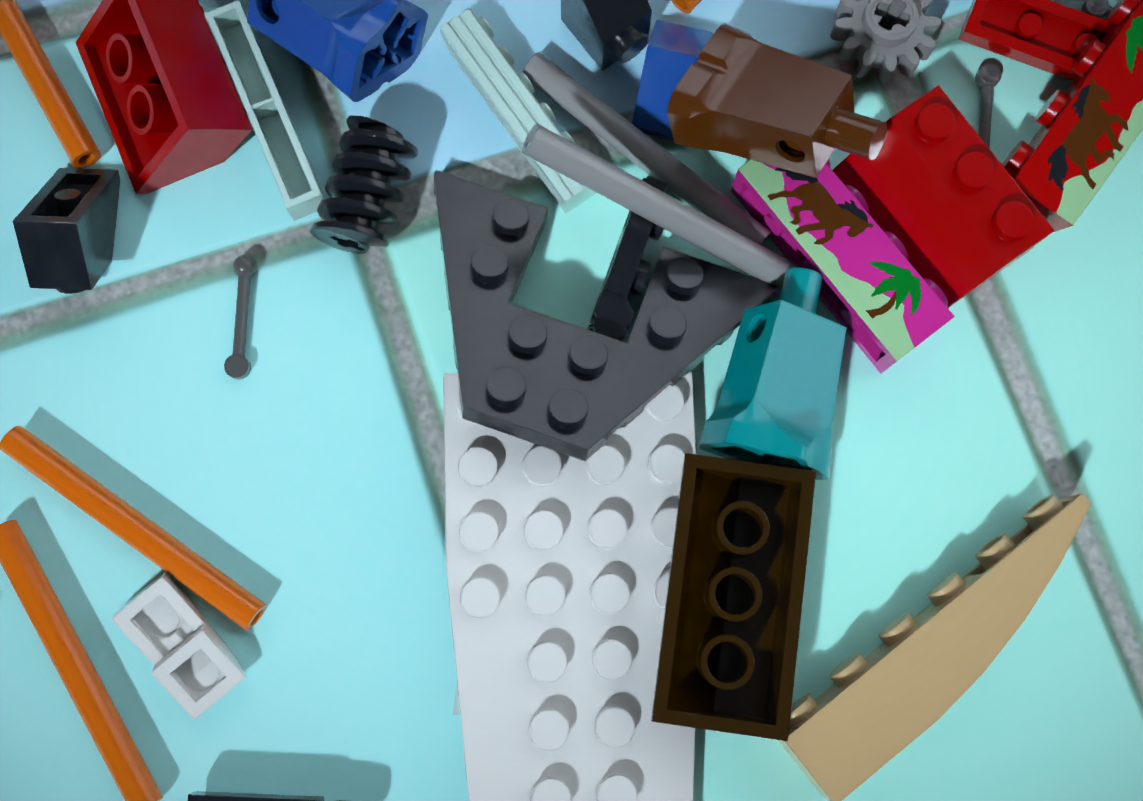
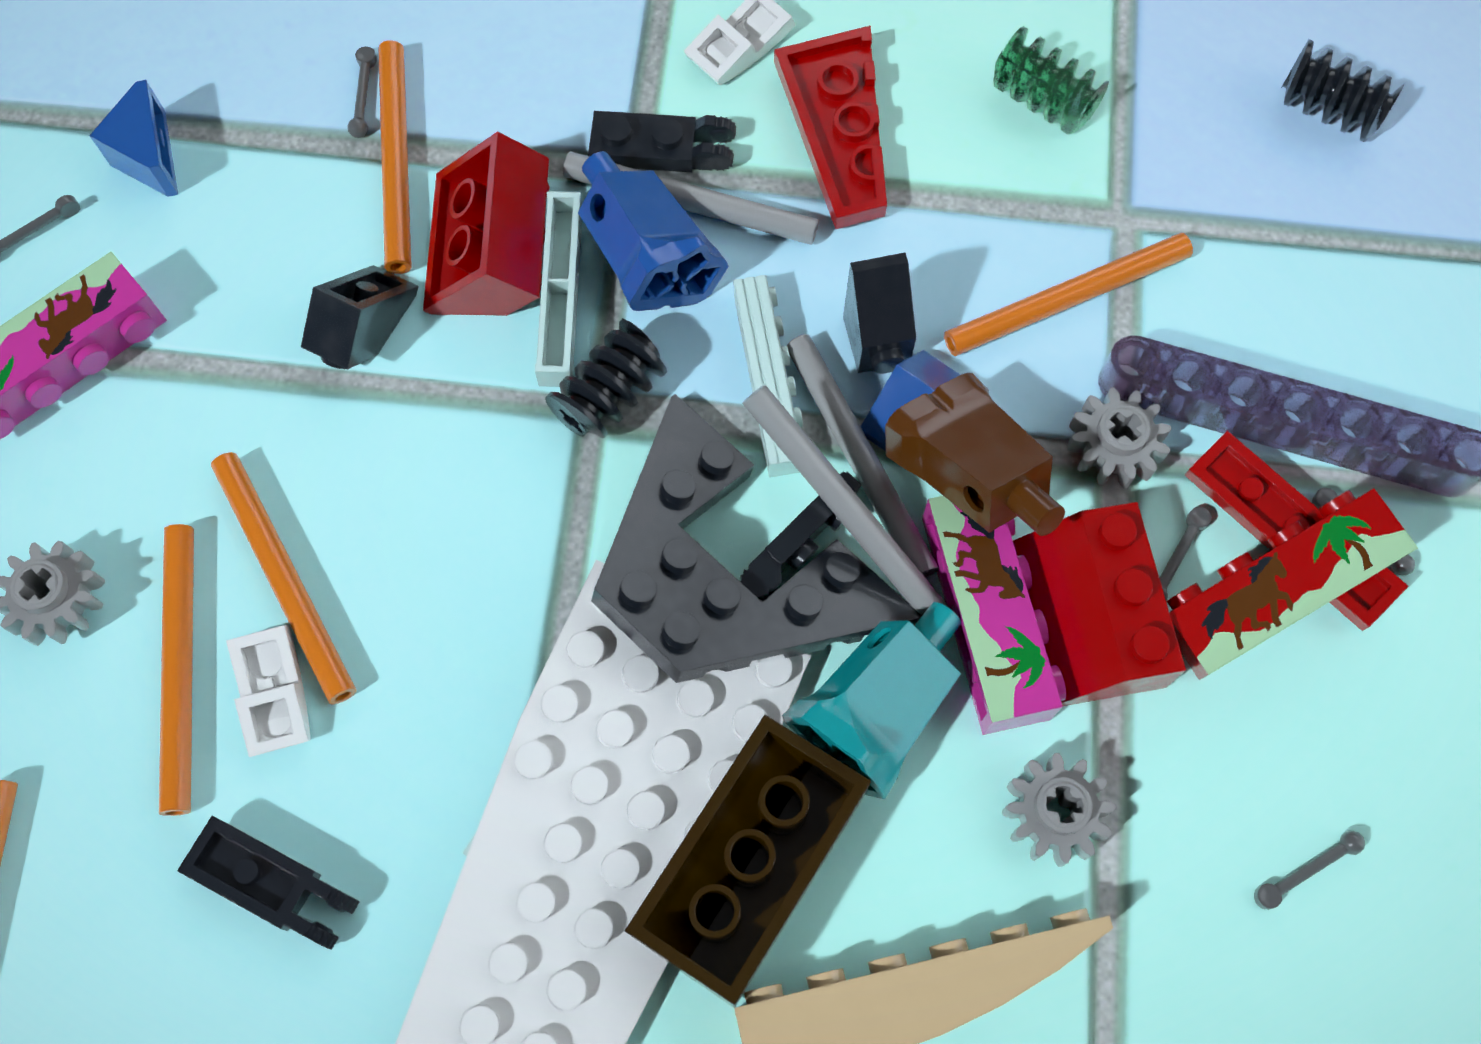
camera: 25 degrees right, 10 degrees down
(237, 365) = (433, 482): dark grey hinge -> none
(1007, 400) = (1045, 825): none -> light grey gear

